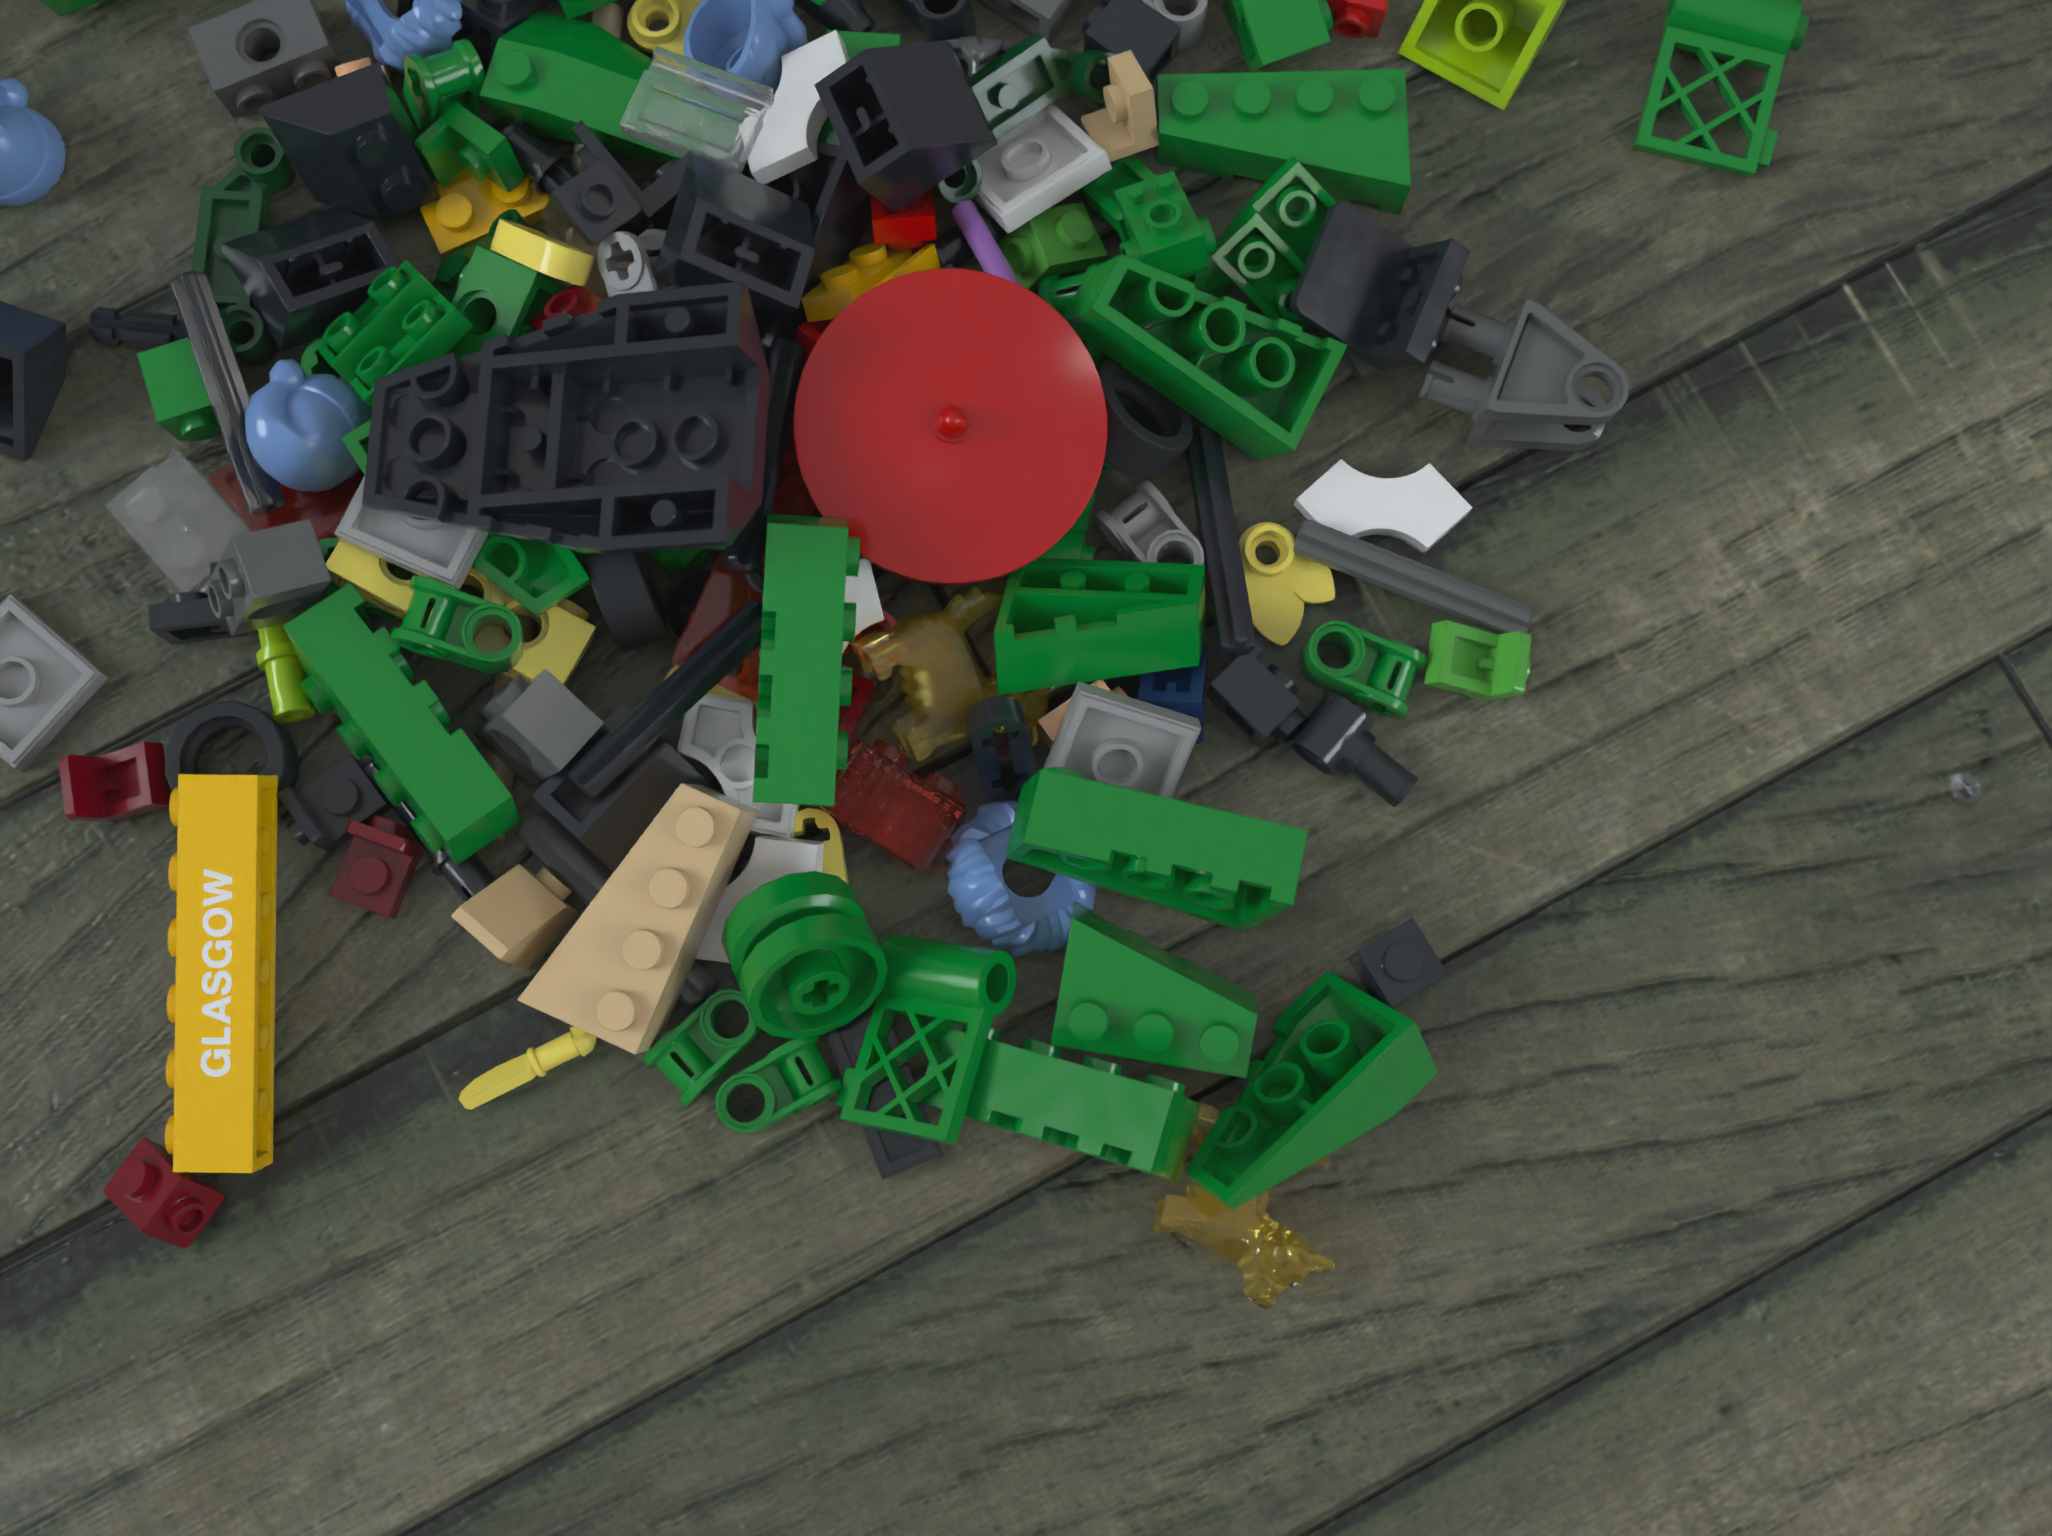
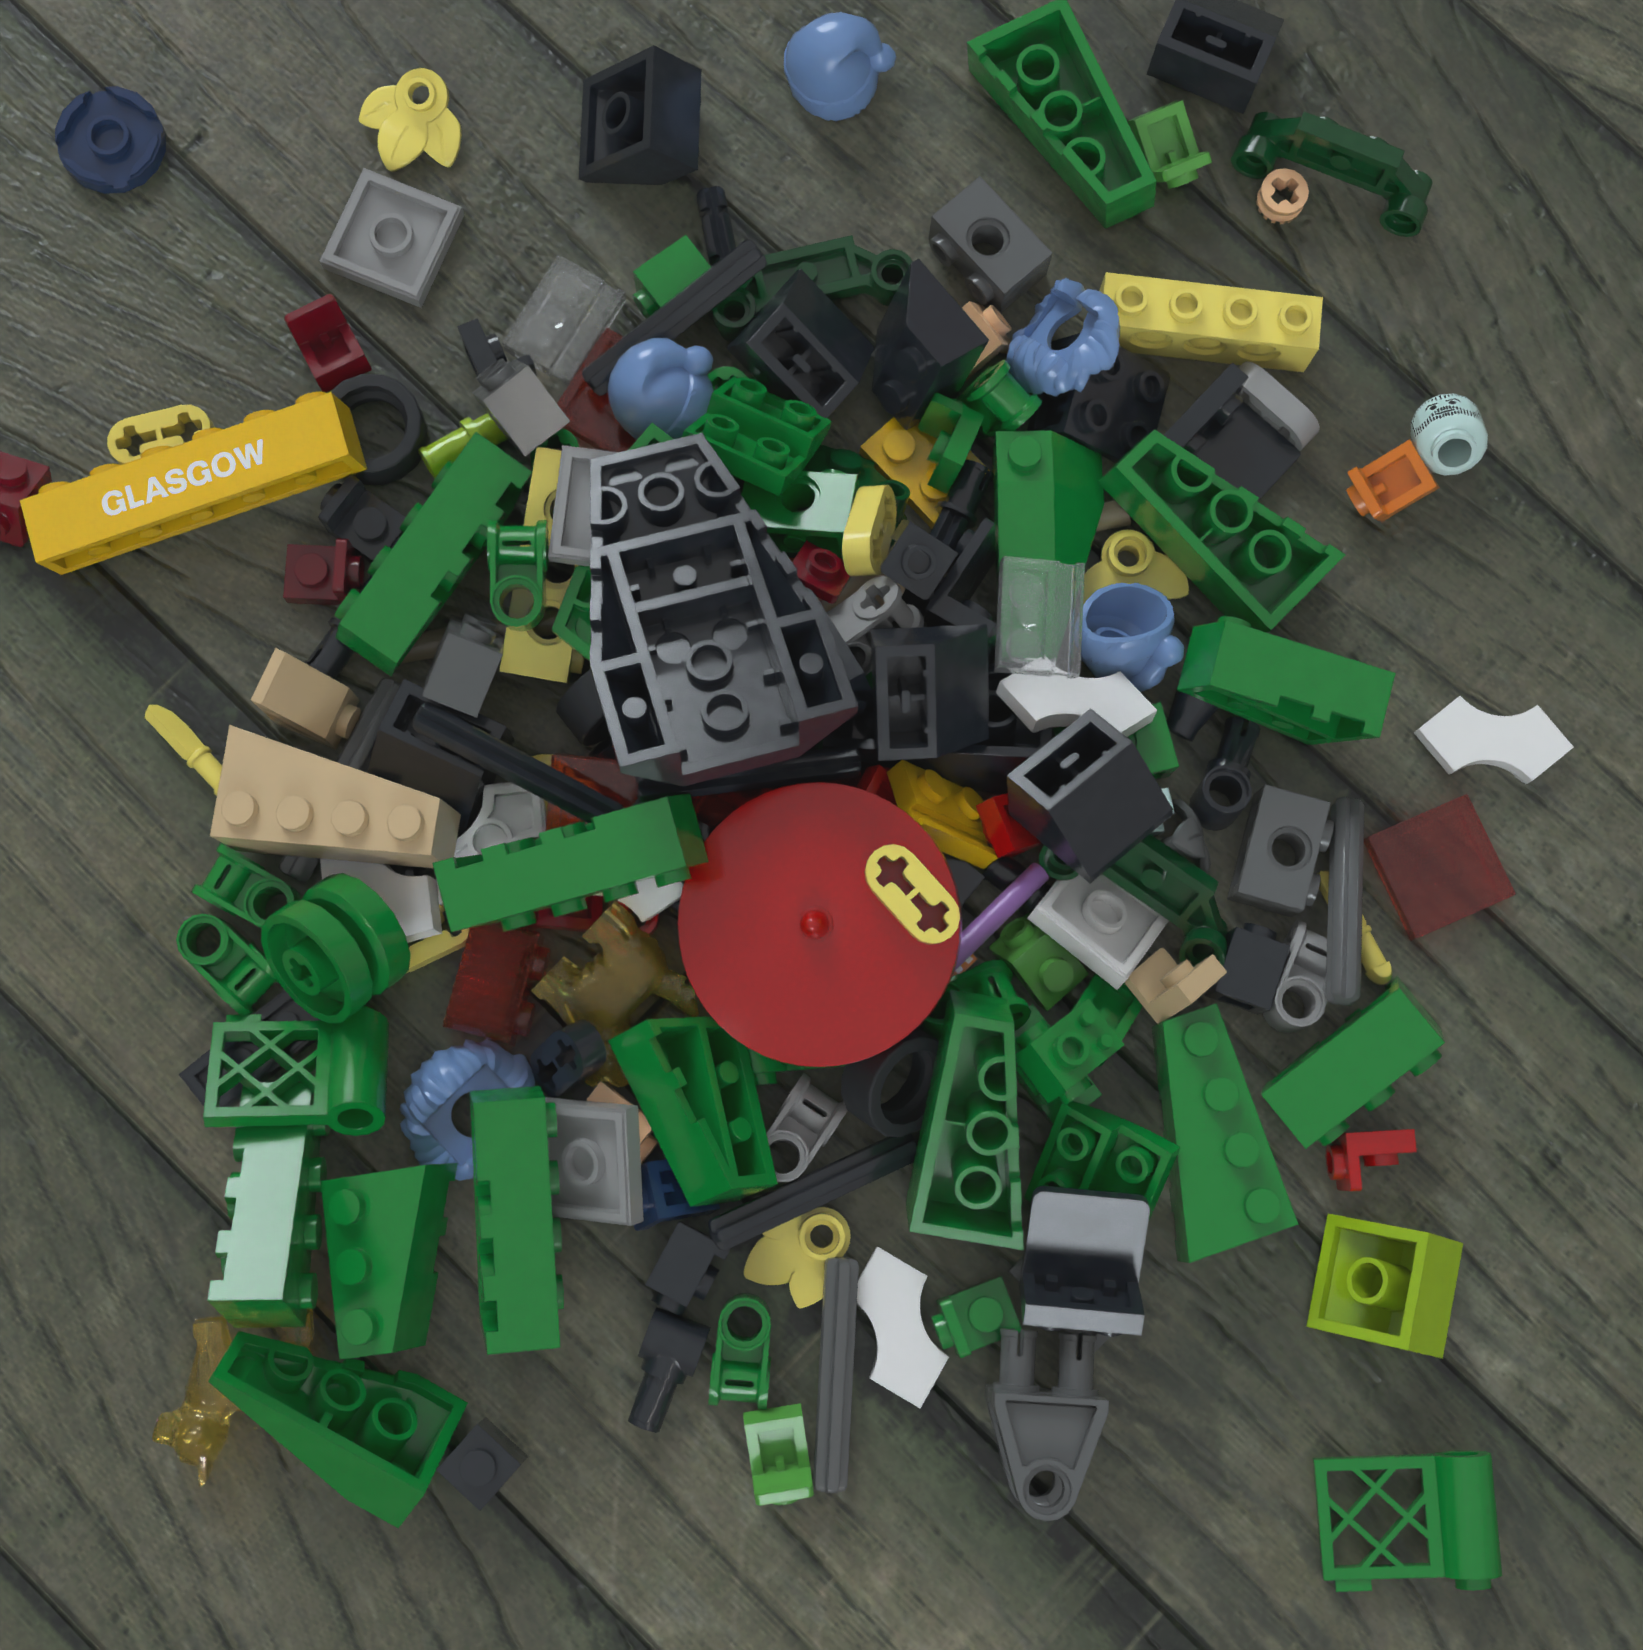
camera: 65 degrees right, 0 degrees up
(140, 1002) = (156, 429): none -> light yellow beam
(949, 294) = (922, 883): none -> light yellow beam
(1396, 426) = (974, 1316): none -> green bracket

